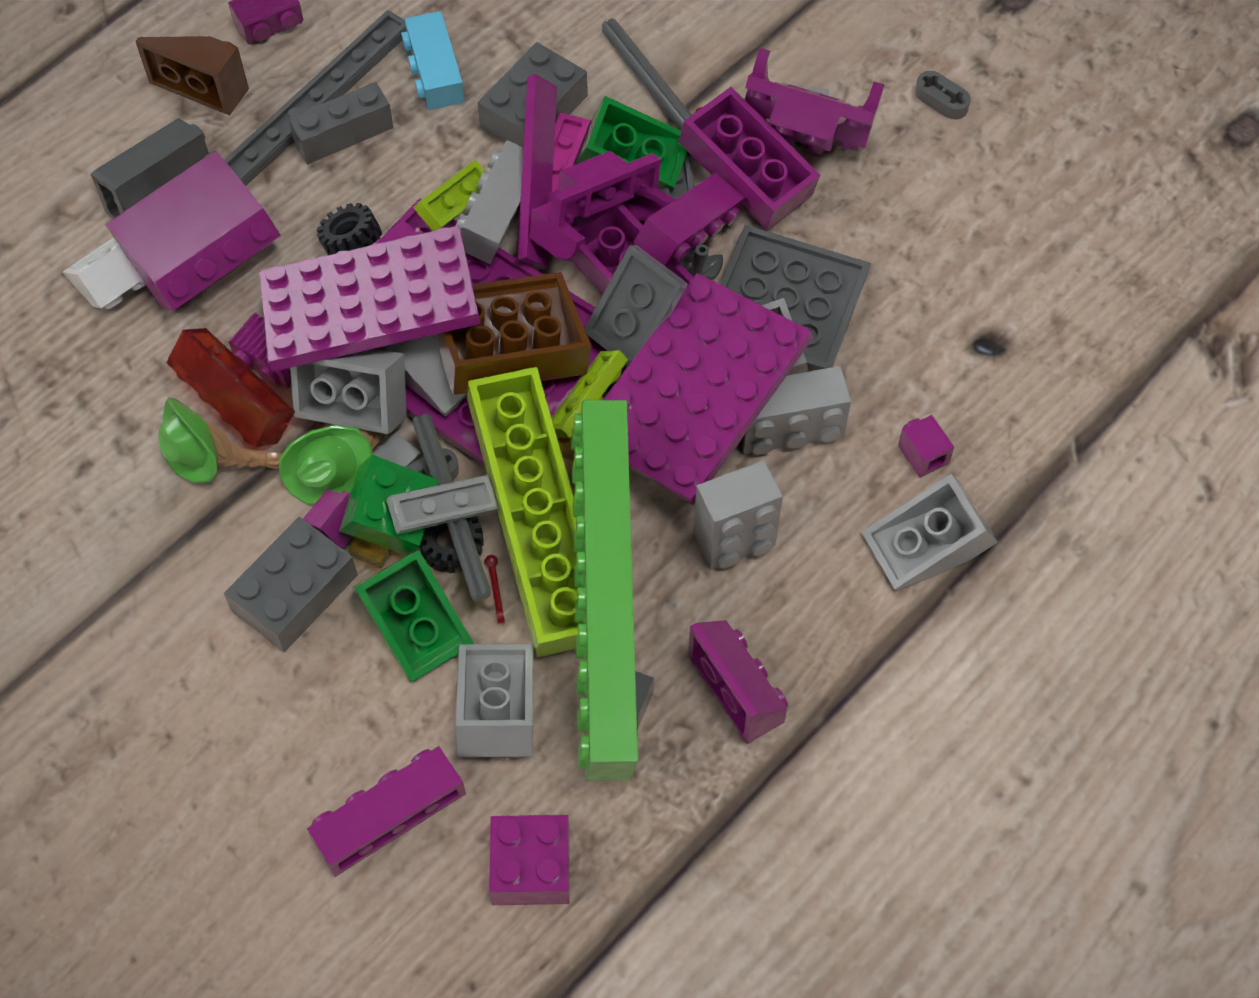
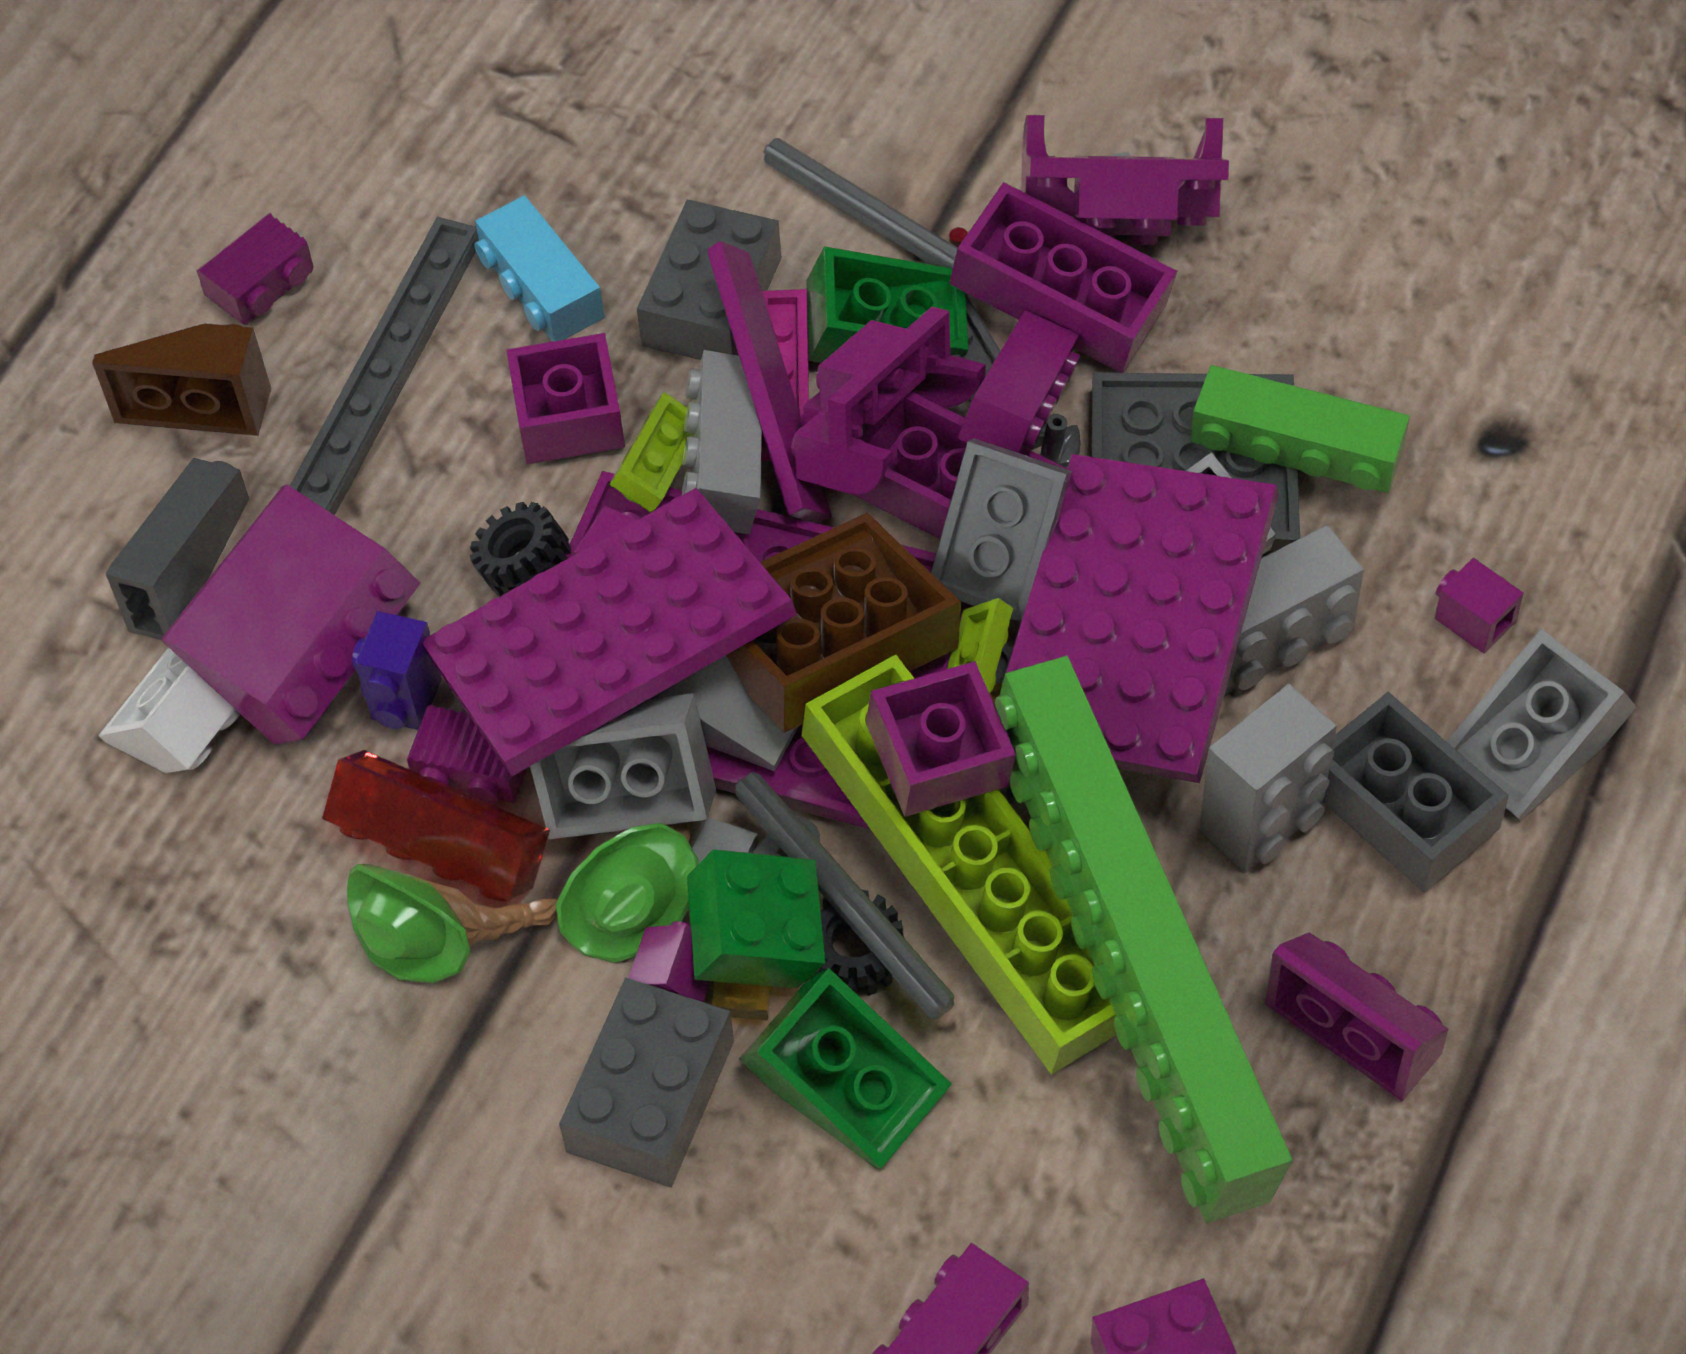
camera: 15 degrees left, 5 degrees down
(240, 284) = (396, 671): none -> dark purple brick
(341, 122) = (438, 397): dark grey brick -> none
(414, 146) = (565, 398): none -> magenta brick
(442, 504) = (837, 892): light grey tile -> none
(491, 562) = (969, 1027): dark red hinge -> none
(495, 700) = (1021, 1154): light grey slope -> none
(536, 428) = (940, 738): none -> magenta brick
(828, 551) = (1410, 792): none -> dark grey brick
(856, 299) = (1299, 429): none -> bright green brick
(942, 95) = (1290, 115): dark grey beam -> none

